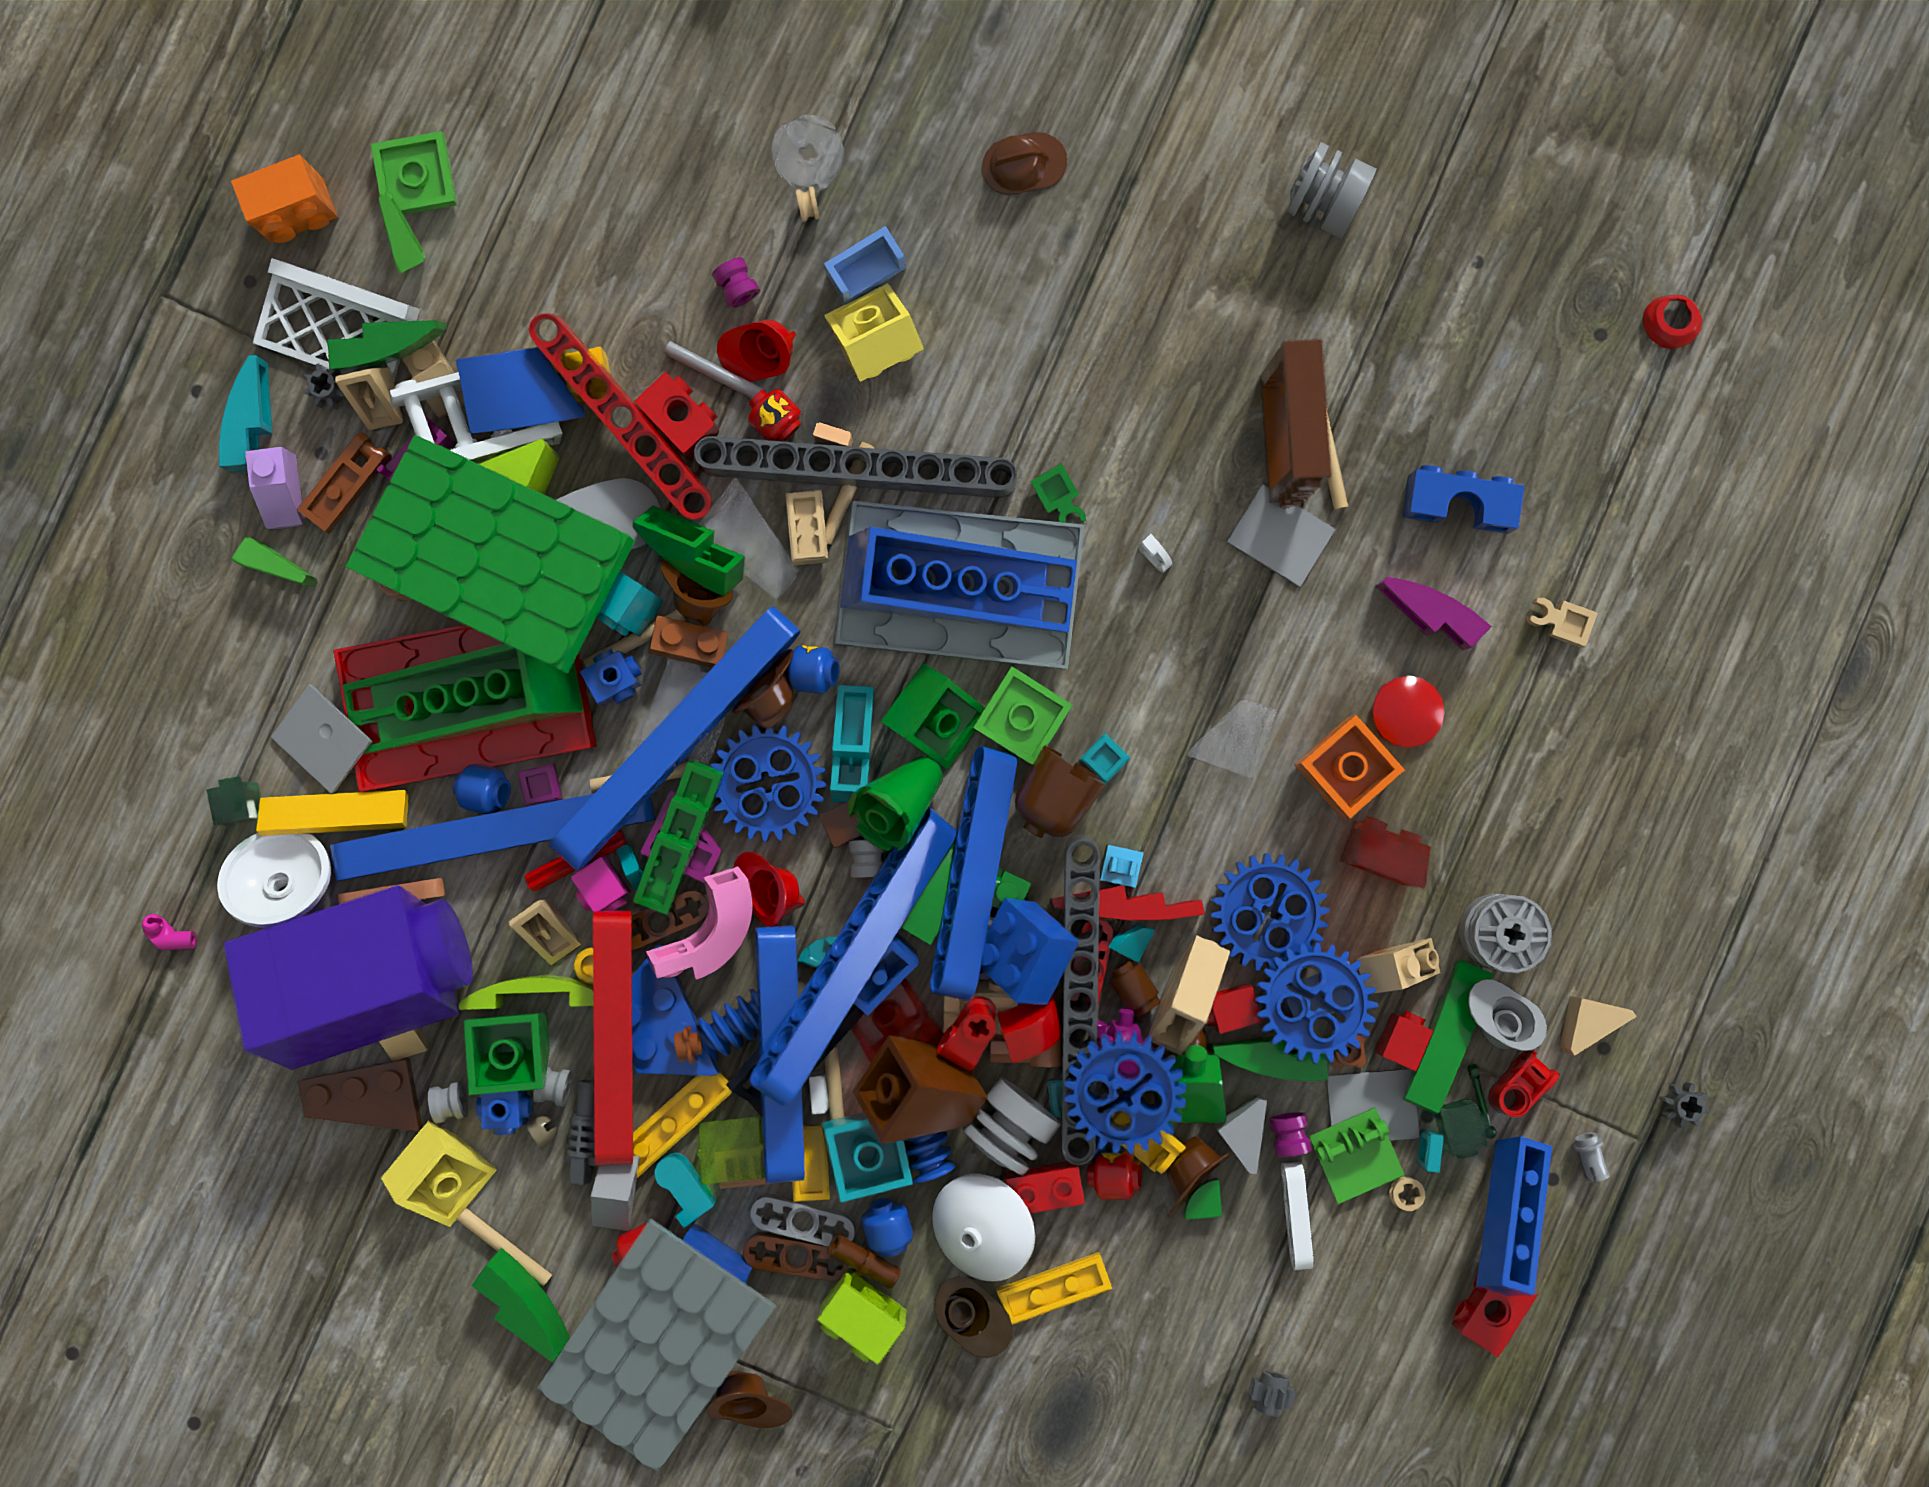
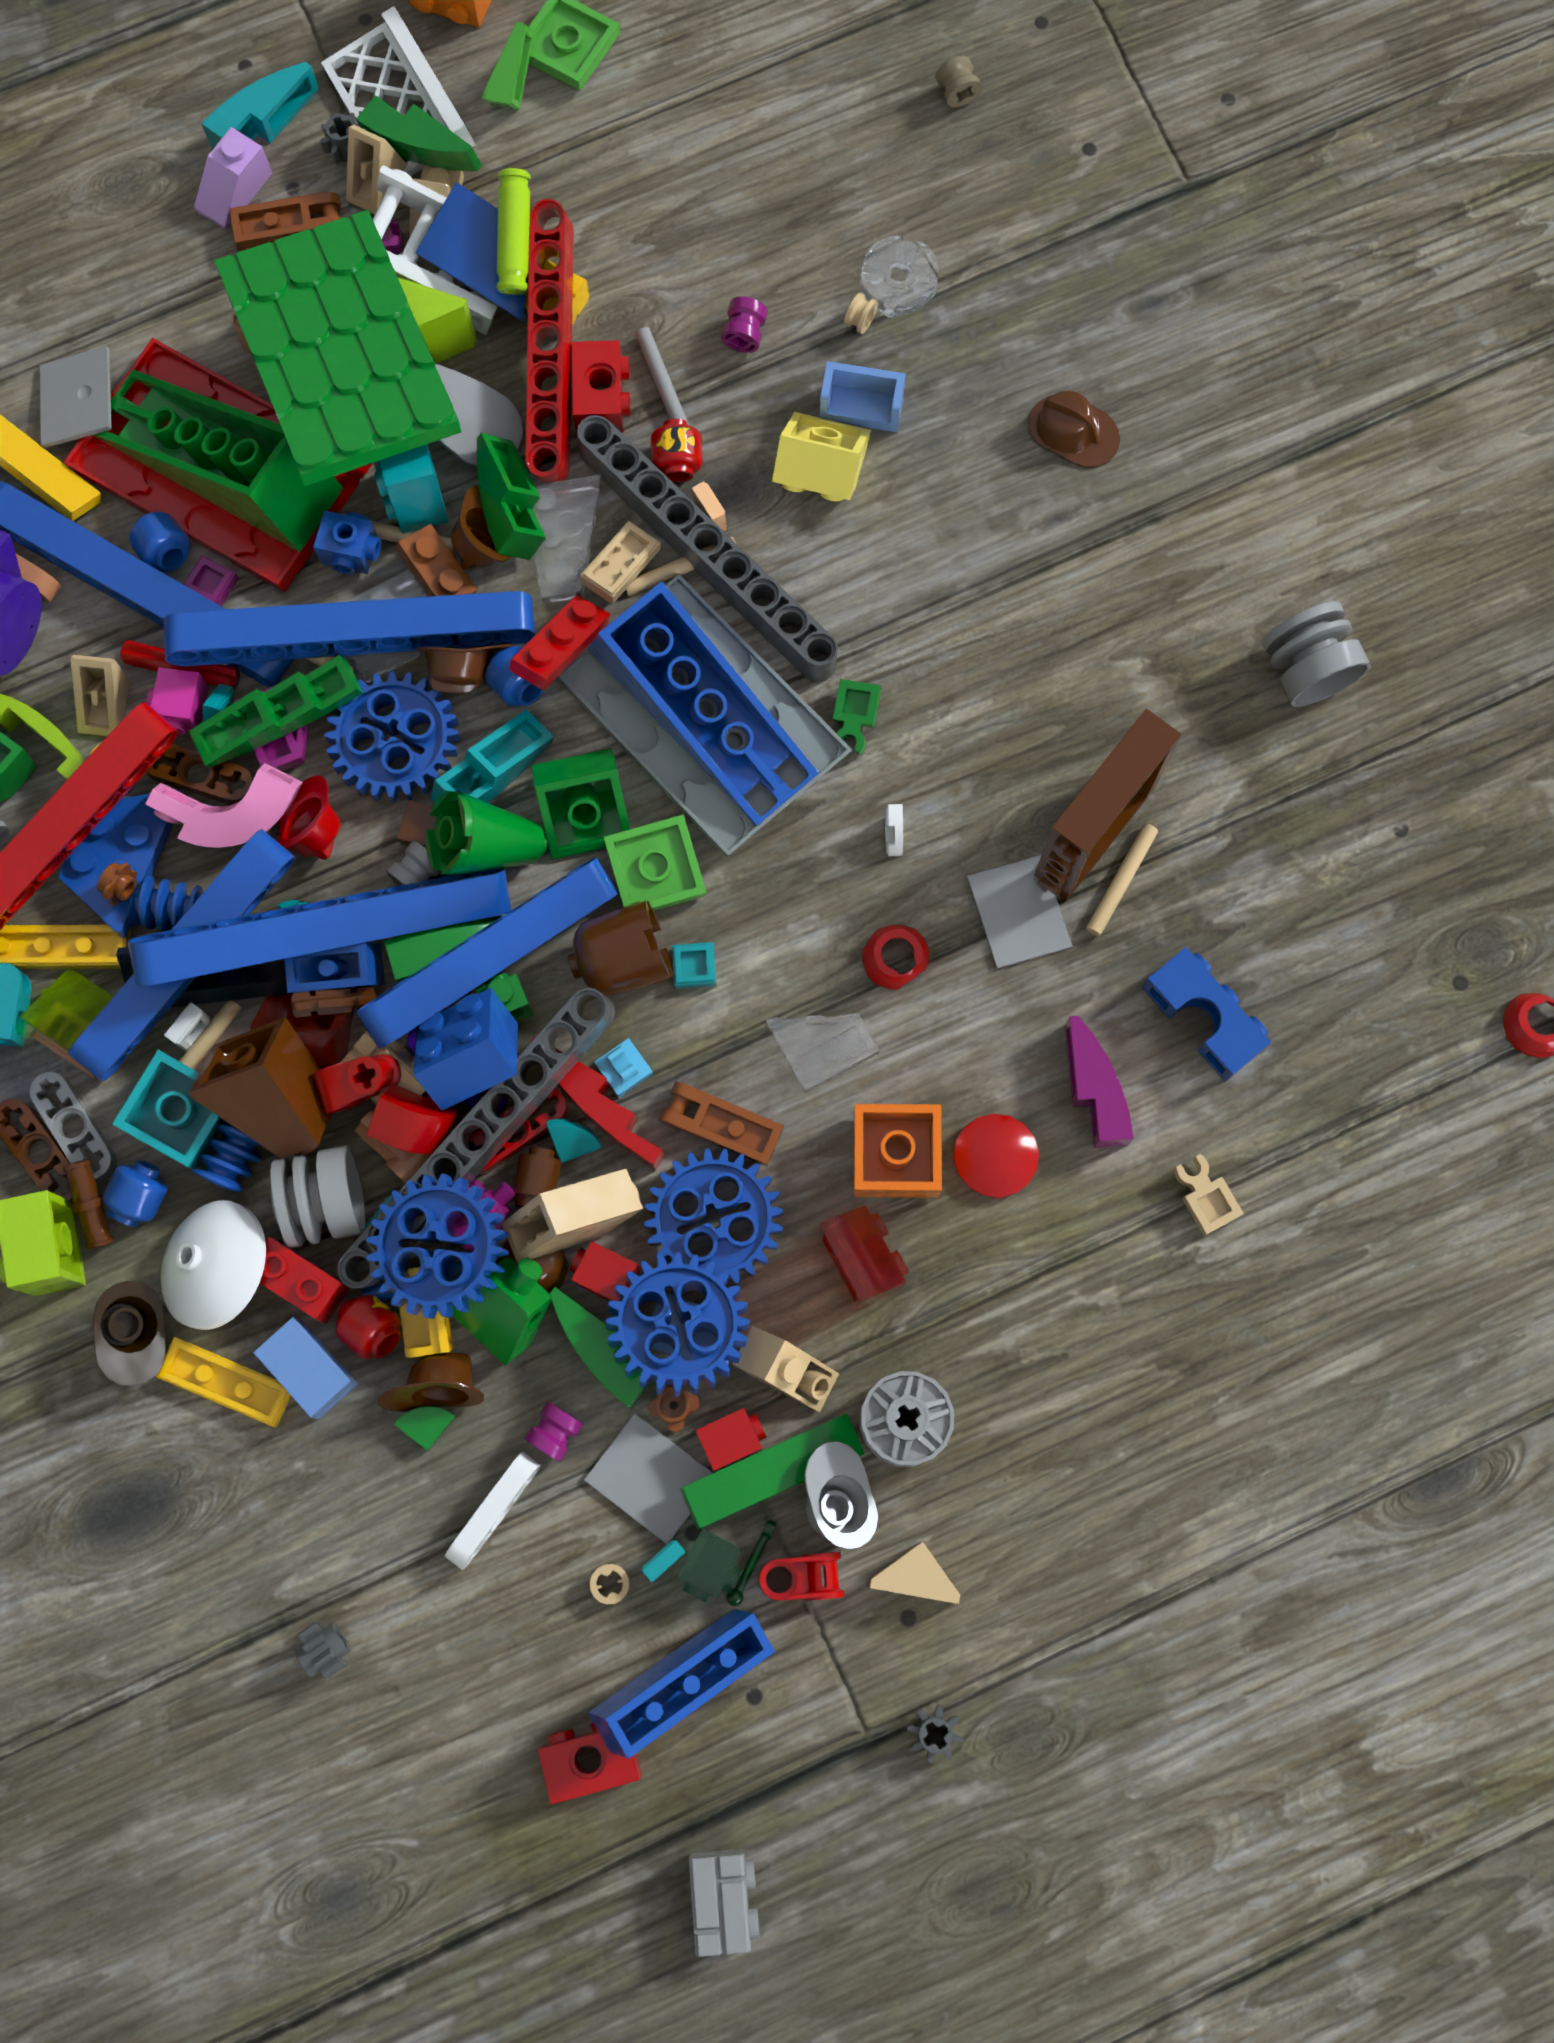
camera: 50 degrees right, 10 degrees down
(262, 558) = (168, 225): bright green slope -> none
(530, 360) = (513, 231): none -> lime axle
(756, 350) = (711, 387): red piece -> none
(816, 1179) = (109, 1096): yellow tile -> none
(822, 621) = (559, 642): none -> red plate
(901, 996) = (330, 1001): none -> reddish brown axle
(1100, 1236) = (305, 1368): none -> medium blue panel
(1211, 643) = (879, 971): none -> red piece
(1219, 846) = (722, 1124): none -> dark orange plate
(1245, 1130) = (513, 1391): light grey slope -> none
(1357, 1155) = (595, 1507): bright green hinge -> none
(1591, 1156) = (806, 1704): light grey pin -> none
(1644, 1318) = (721, 1902): none -> light grey brick

